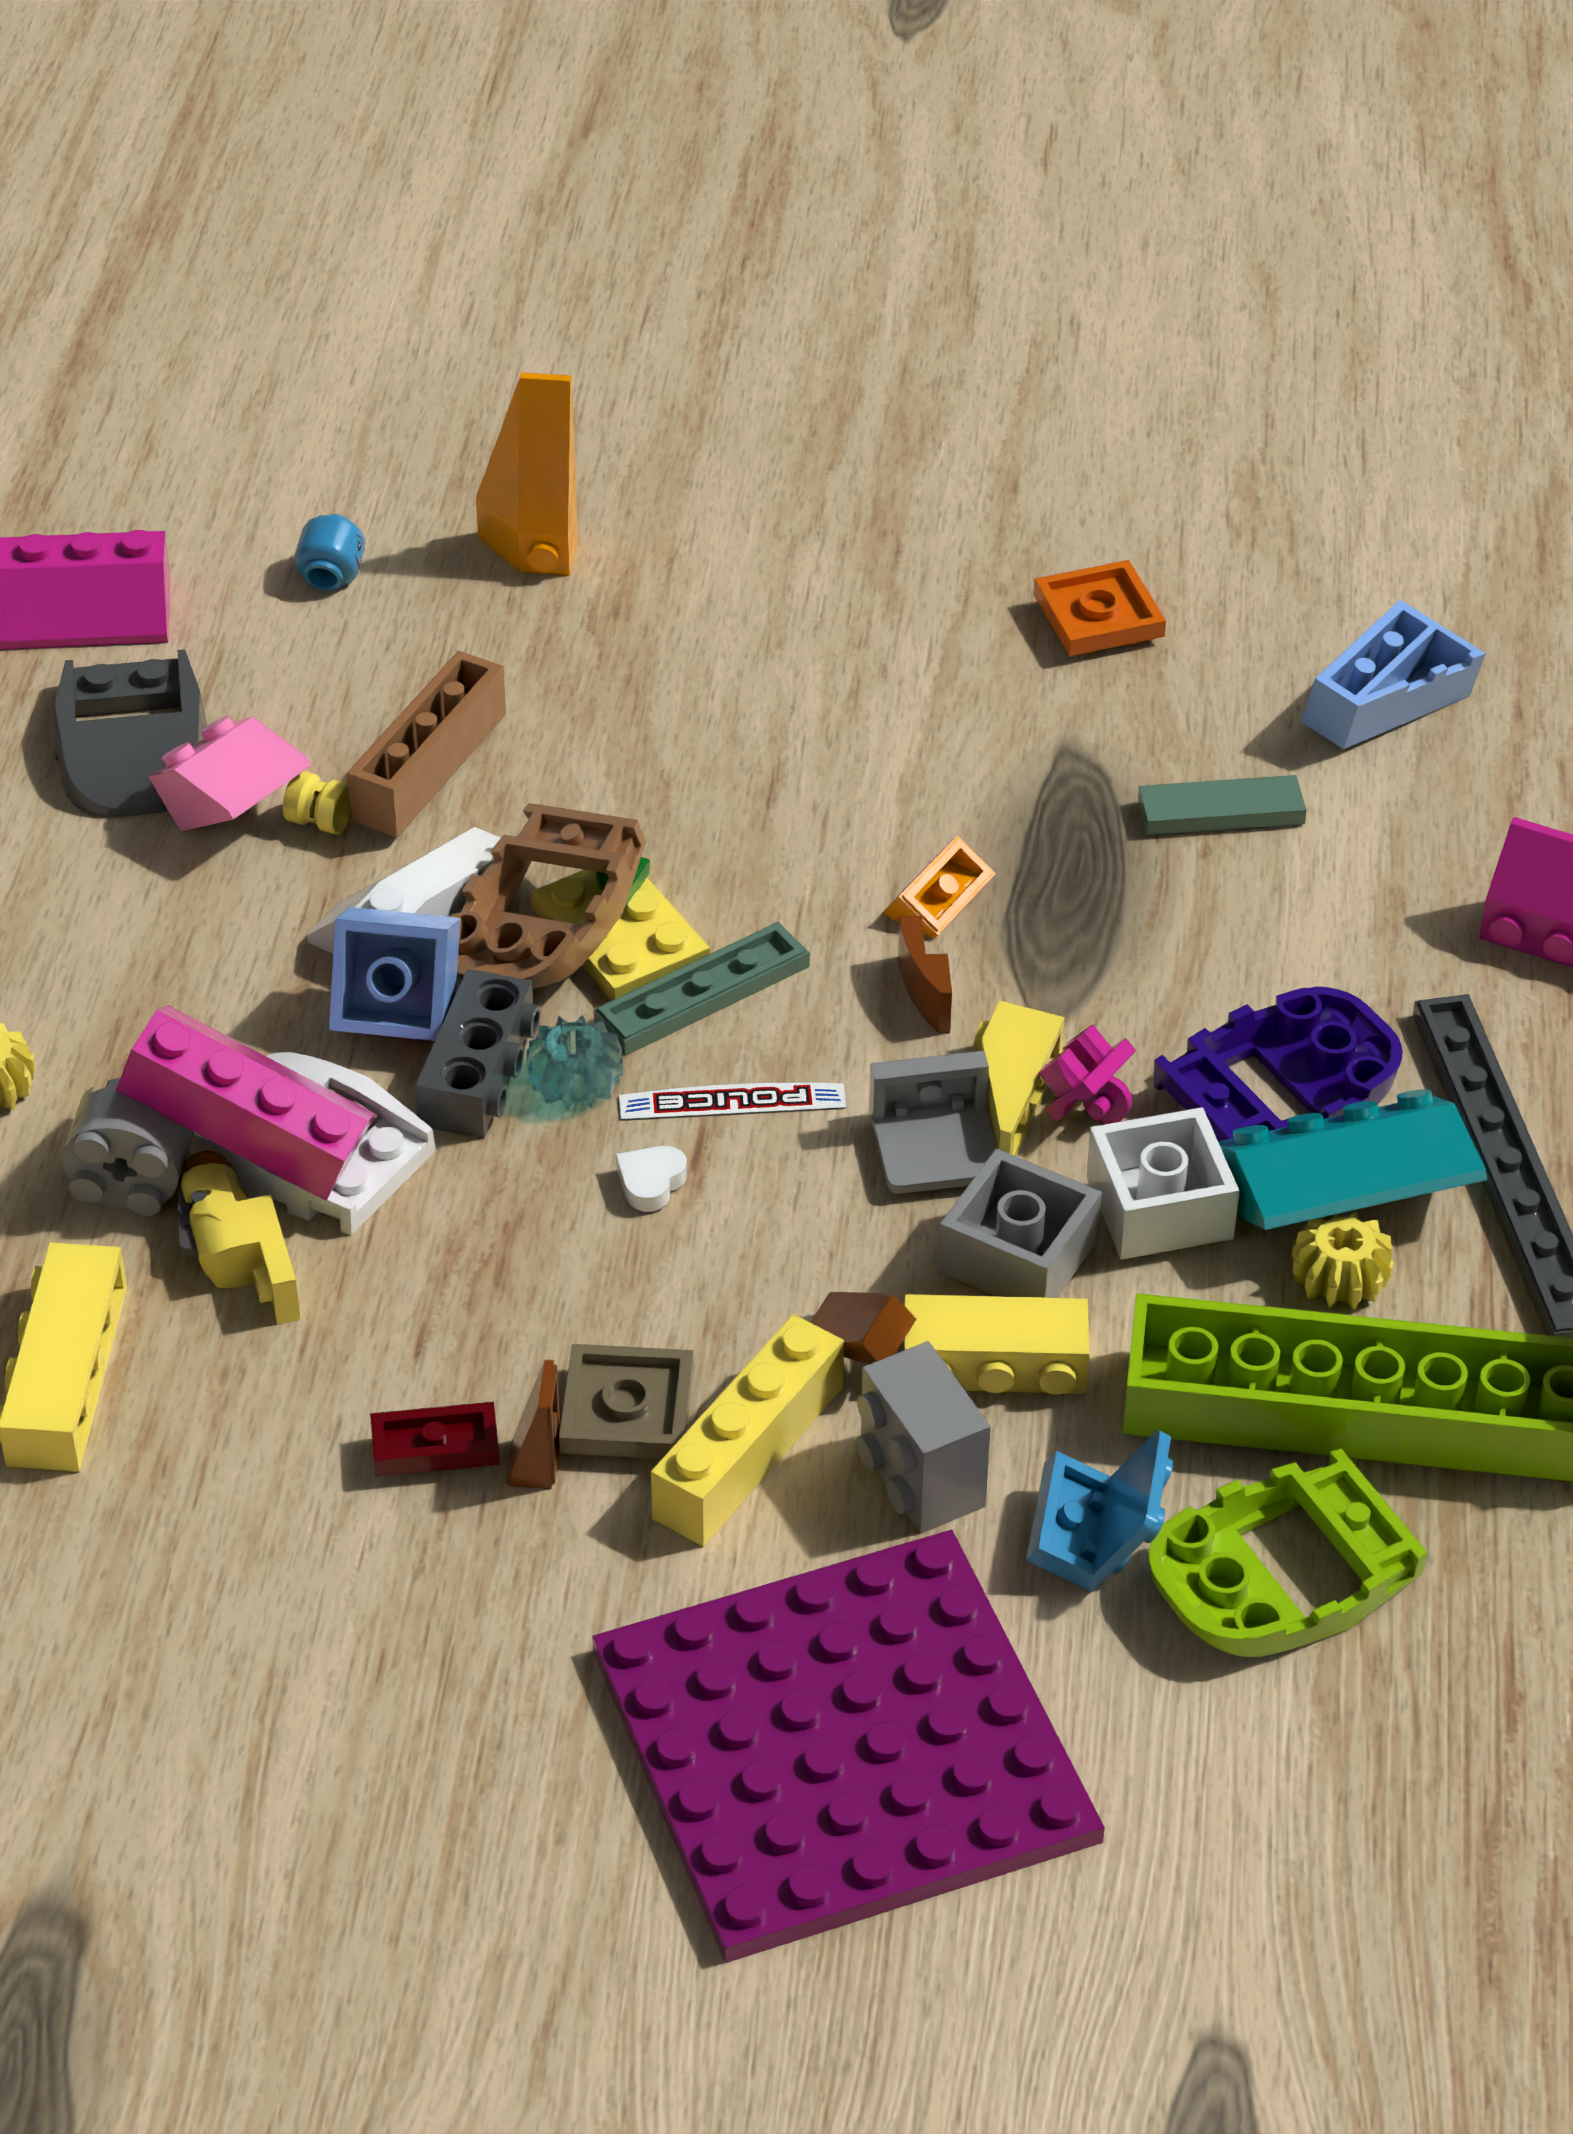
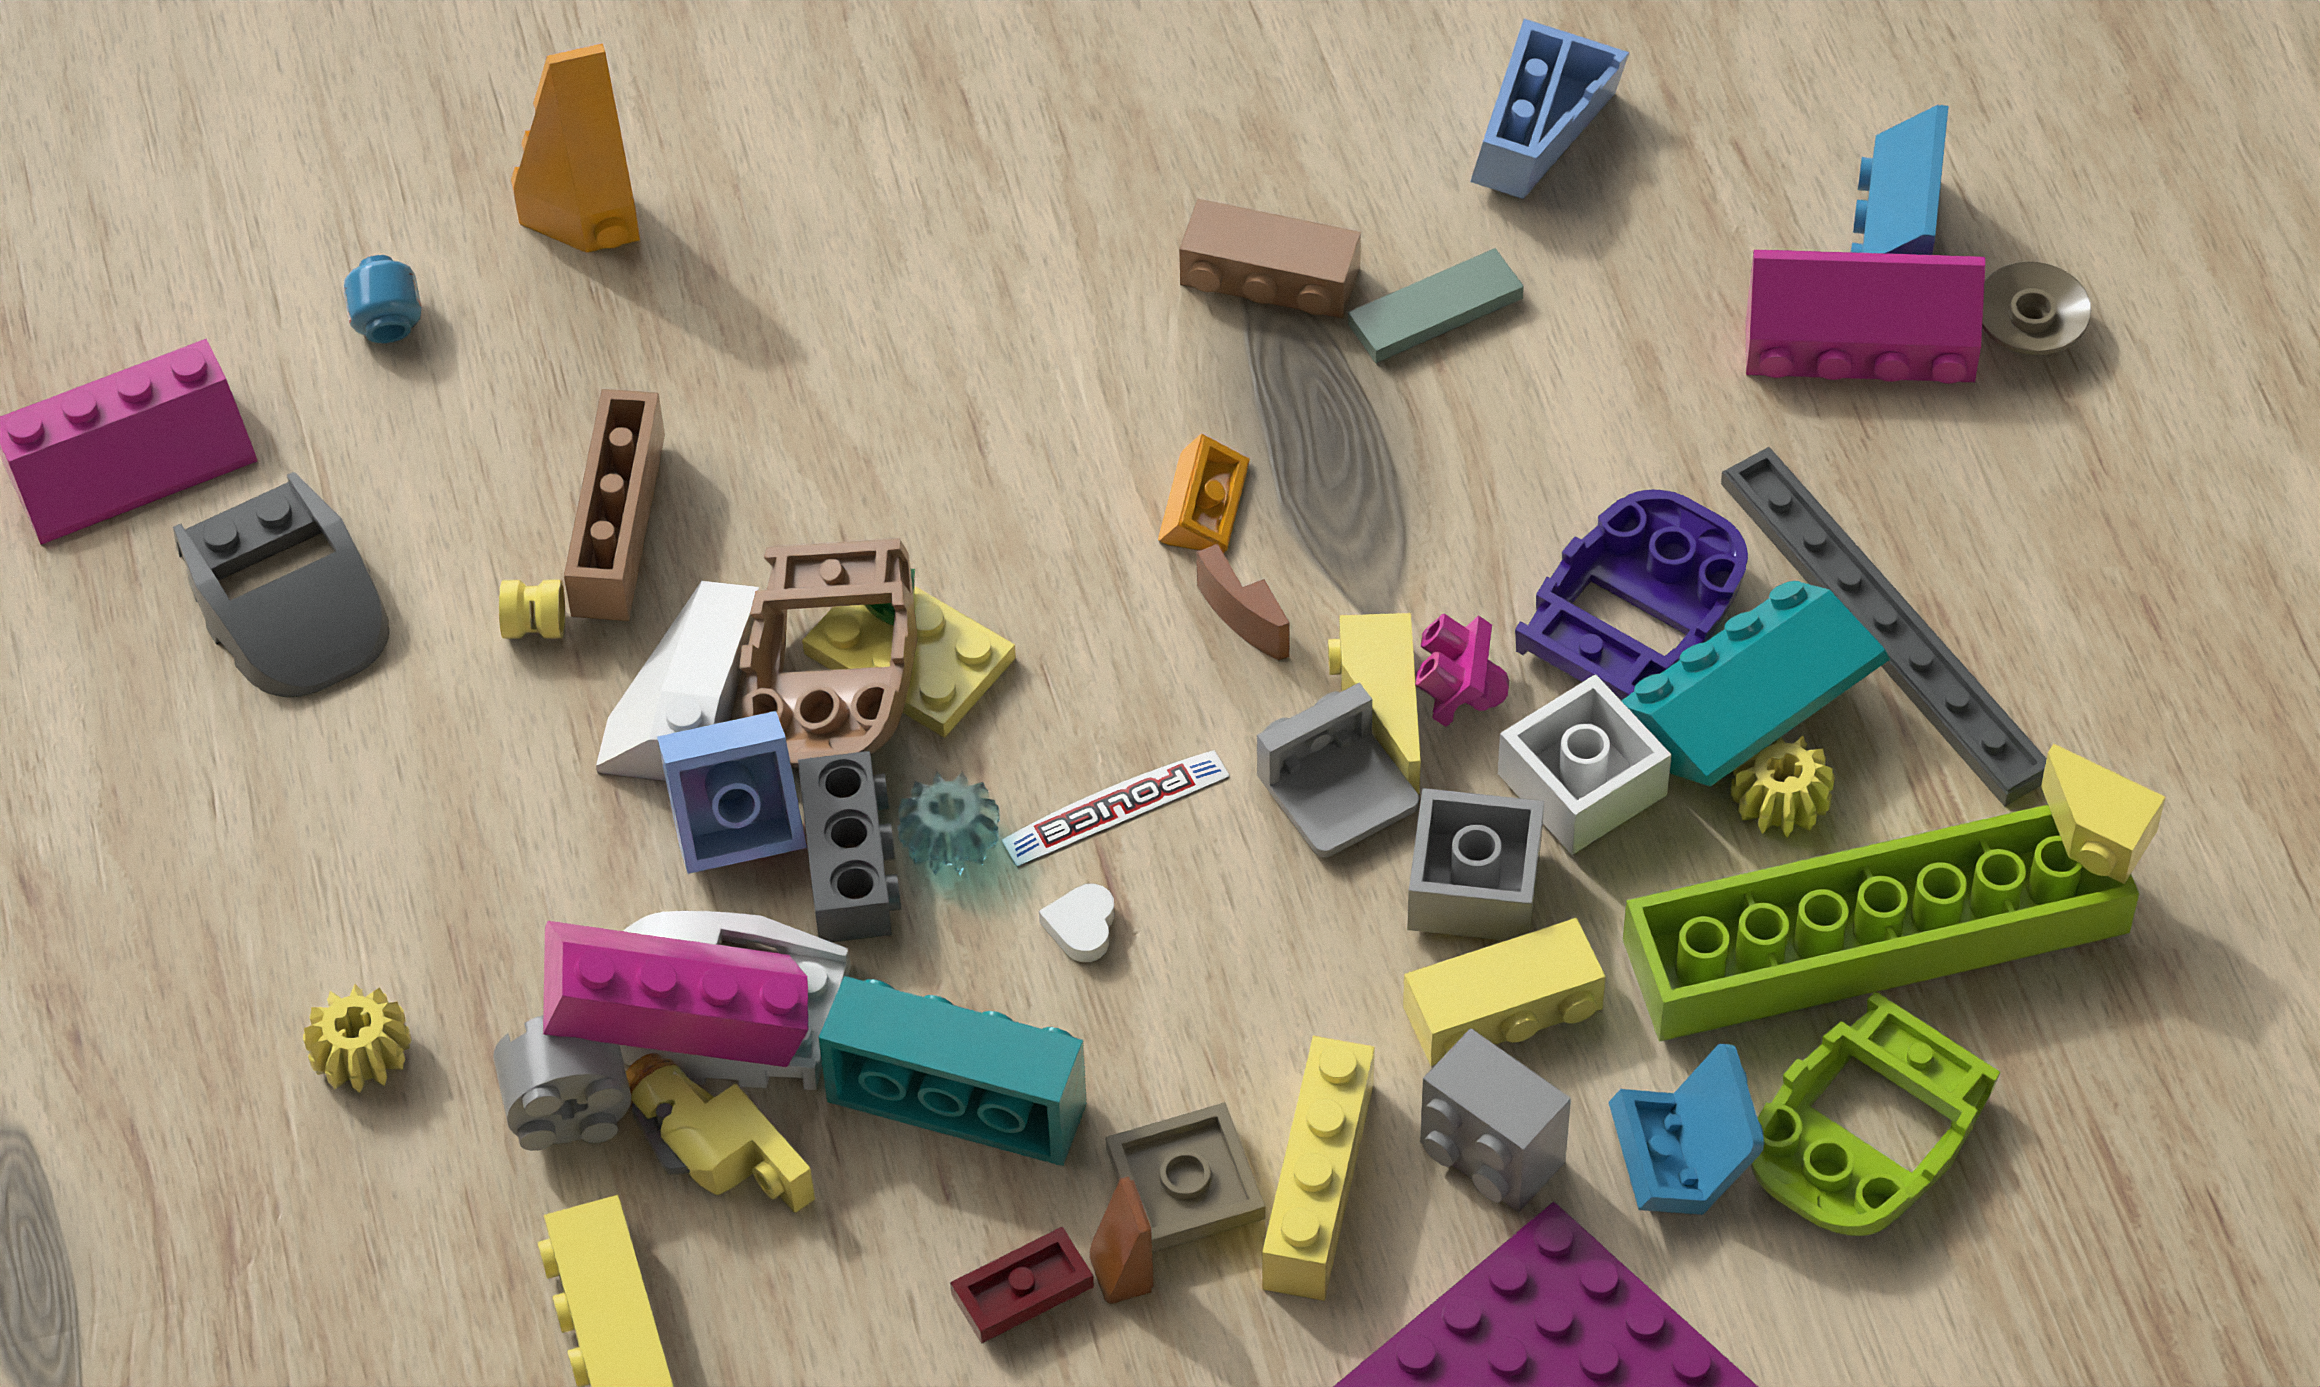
camera: 20 degrees left, 10 degrees up
(225, 772) = (430, 613): bright pink slope -> none
(463, 1244) = (953, 1069): none -> teal brick
(703, 987) = (1025, 690): sand green tile -> none
(867, 1322) = (1377, 1017): dark orange slope -> none
(1091, 726) = (1270, 258): none -> medium nougat brick
(1099, 608) = (1210, 109): orange plate -> none

